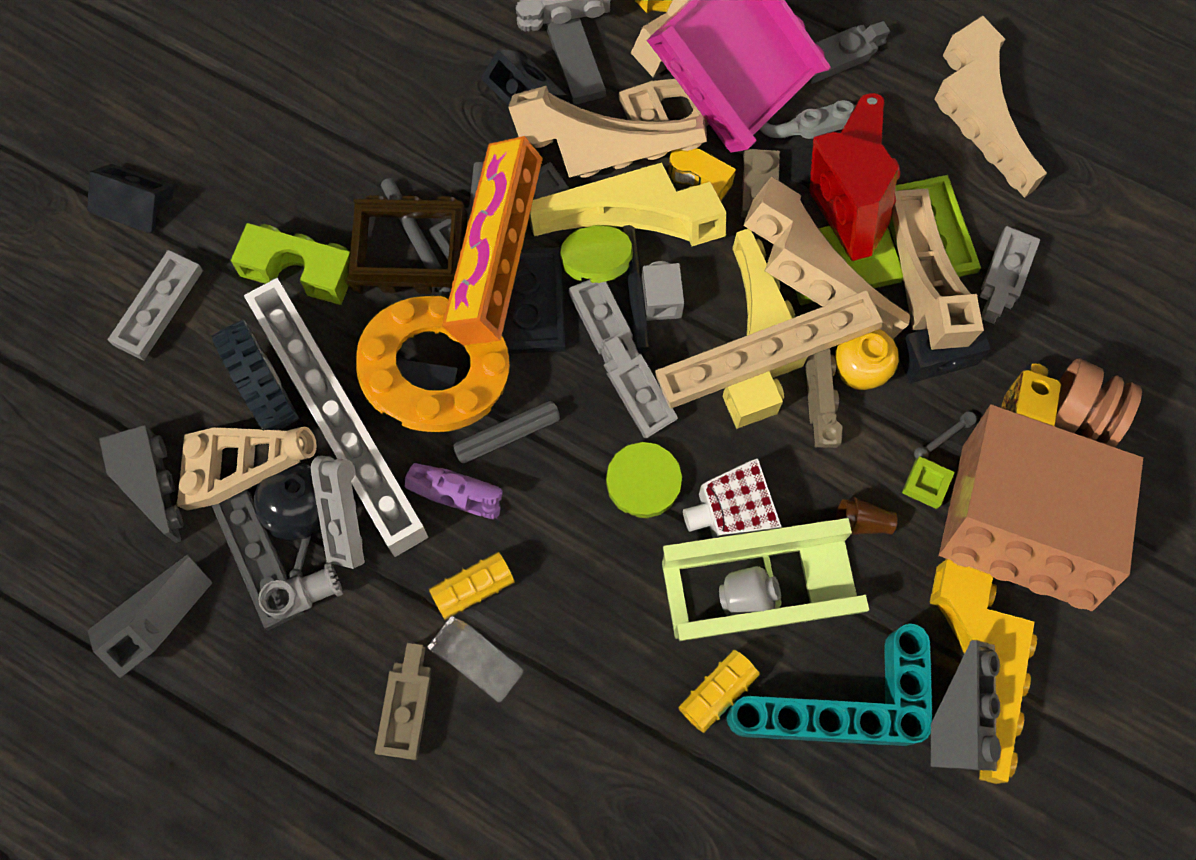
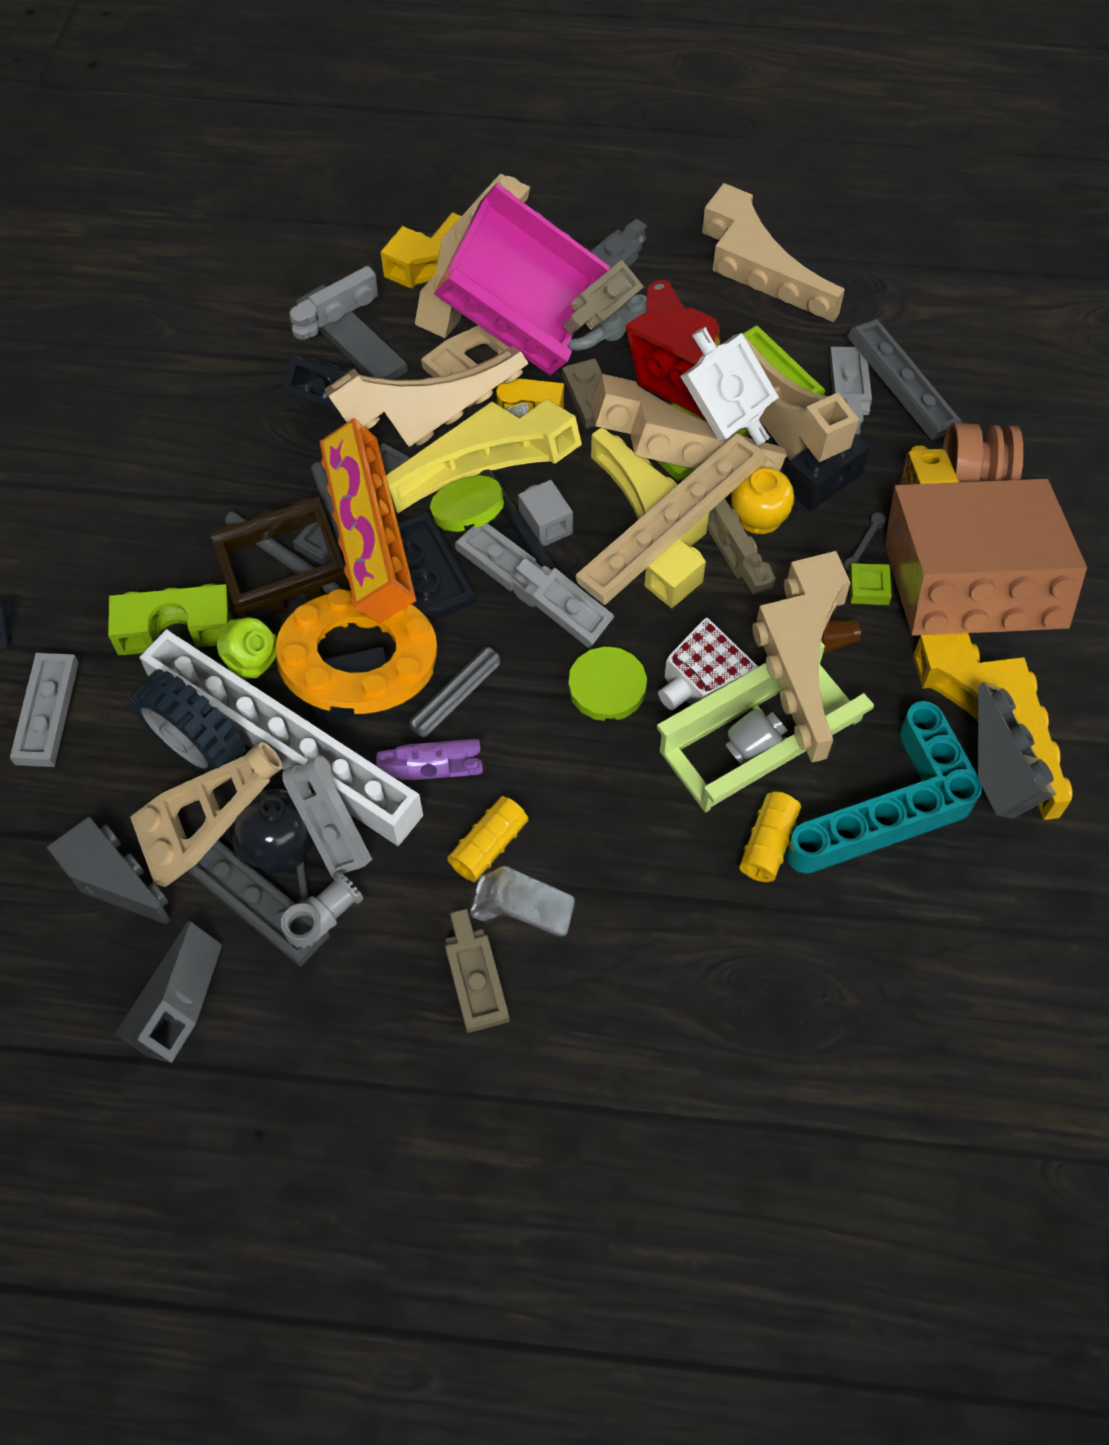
camera: 20 degrees left, 10 degrees down
(338, 322) = (246, 647): none -> lime head
(812, 95) = (603, 298): none -> dark tan hinge
(821, 519) = (792, 640): none -> tan arch
(878, 243) = (730, 386): none -> white plate
(1061, 287) = (903, 378): none -> dark grey tile

